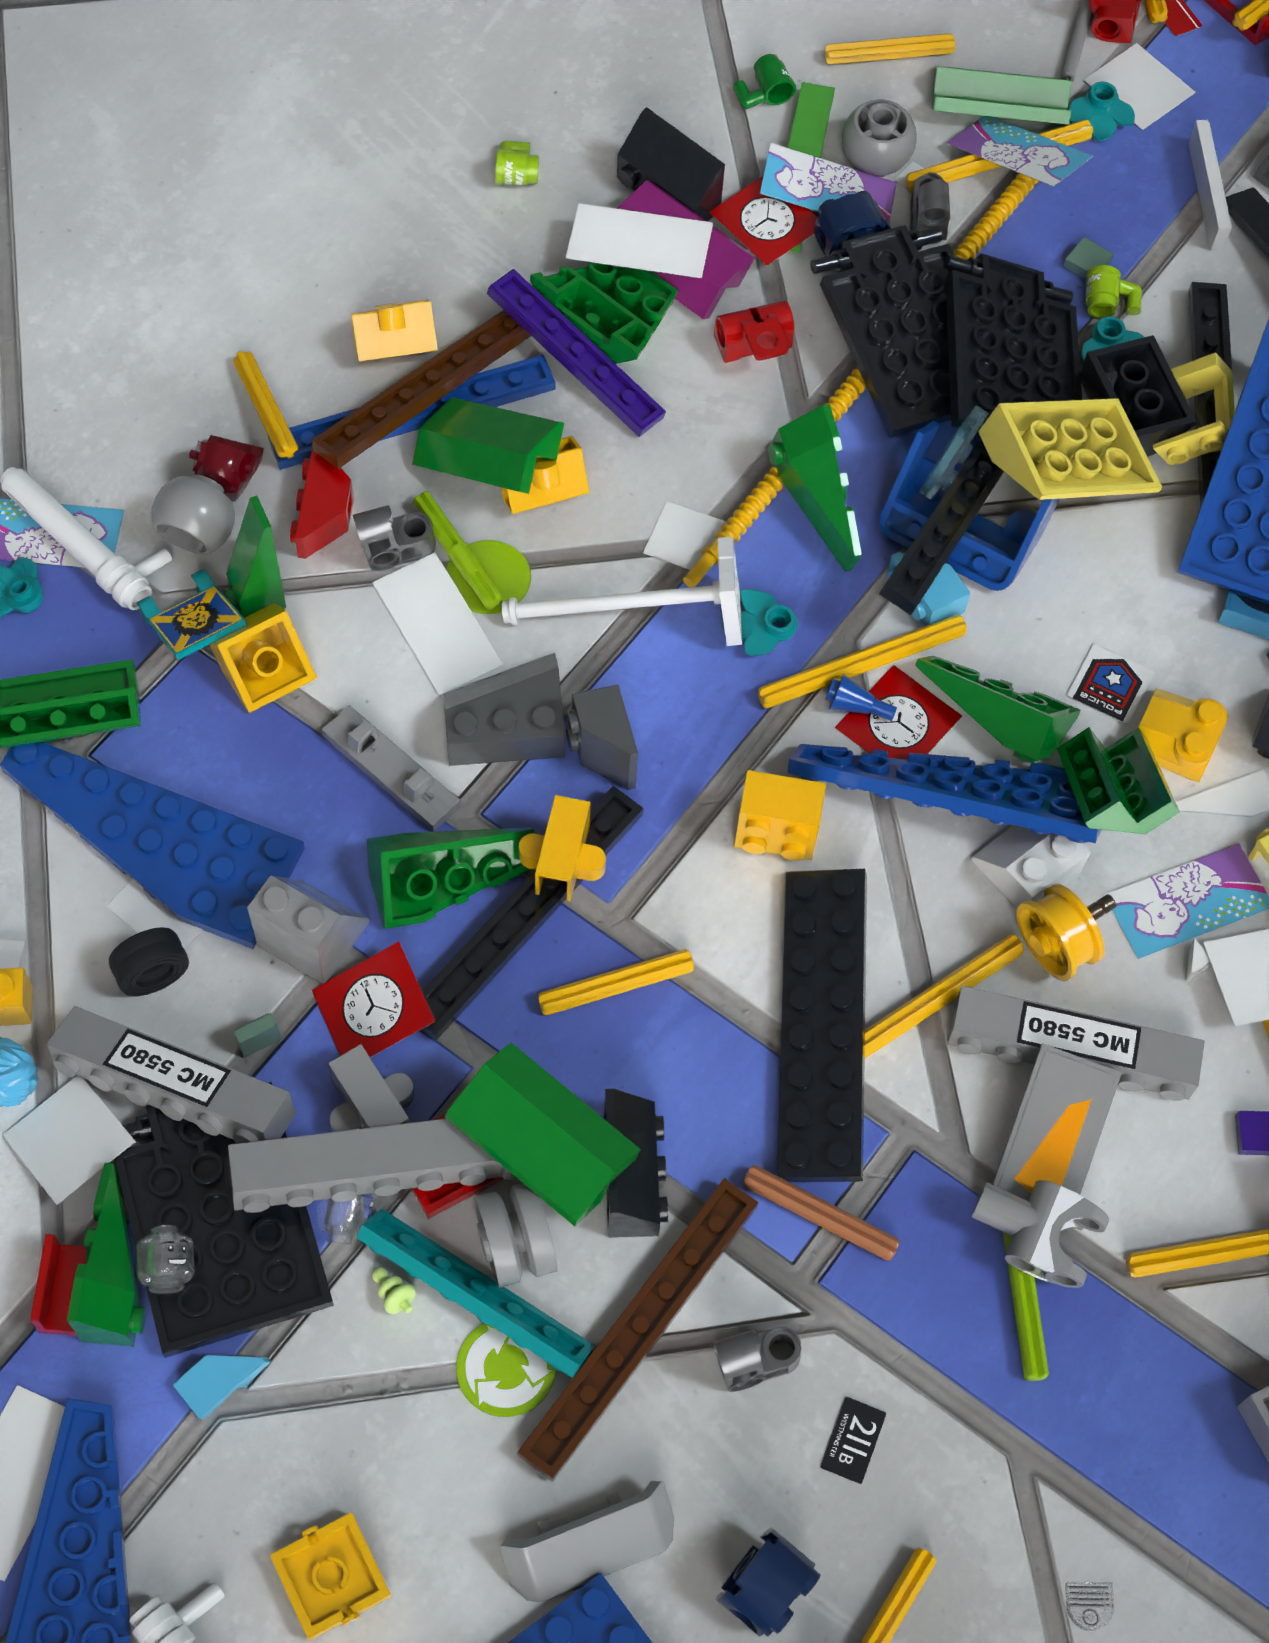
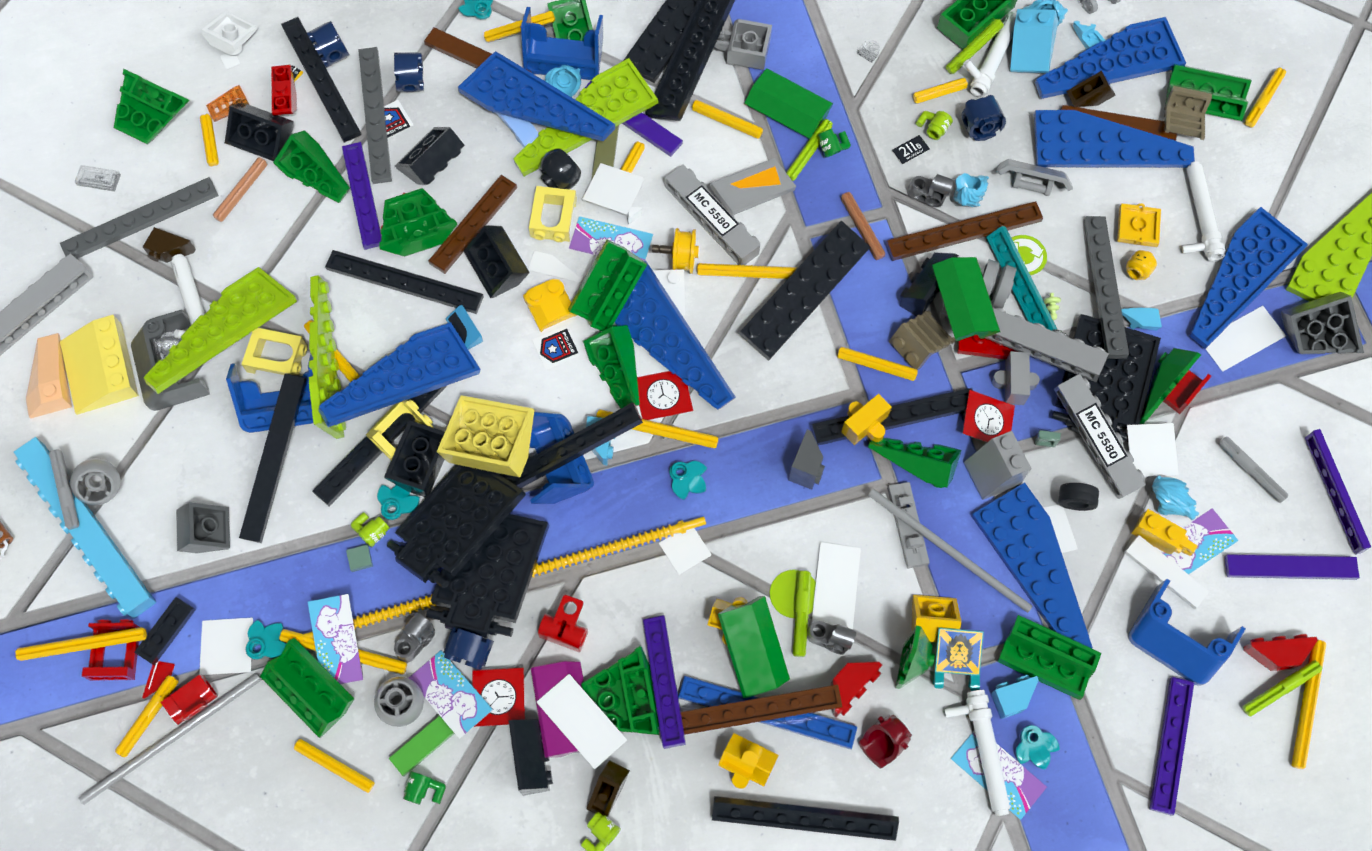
camera: 140 degrees left, 5 degrees up
(80, 624) = (1015, 697): none -> medium azure slope
(165, 1260) = (1144, 362): clear head -> none
(193, 514) = (925, 713): light grey wheel -> none
(260, 327) = (805, 818): none -> black plate
(265, 404) = (843, 764): yellow axle -> none
(278, 1481) = (1141, 265): none -> yellow head
(303, 761) = (950, 550): none -> light grey piece
(322, 1392) = (1106, 287): none -> dark grey plate
(507, 716) = (838, 512): dark grey wedge -> none
(546, 209) = (608, 788): none -> dark brown slope
(582, 1044) = (920, 339): none -> dark tan plate
(685, 1415) = (970, 189): none -> medium azure hair
(722, 592) = (701, 491): white tile -> none
(780, 815) = (758, 374): yellow brick -> none
(810, 471) = (605, 523): green wedge -> none
(840, 1519) = (939, 123): none -> lime piece
(851, 697) = (679, 415): blue cone -> none
(955, 451) = (536, 480): clear light blue wing -> none
(996, 1322) = (831, 144): none -> green piece
(1037, 1228) = (789, 158): light grey connector -> none
(1135, 1359) = (788, 103): none -> green slope
(1209, 185) = (260, 553): white tile -> none
(1222, 50) = (165, 631): none -> black plate

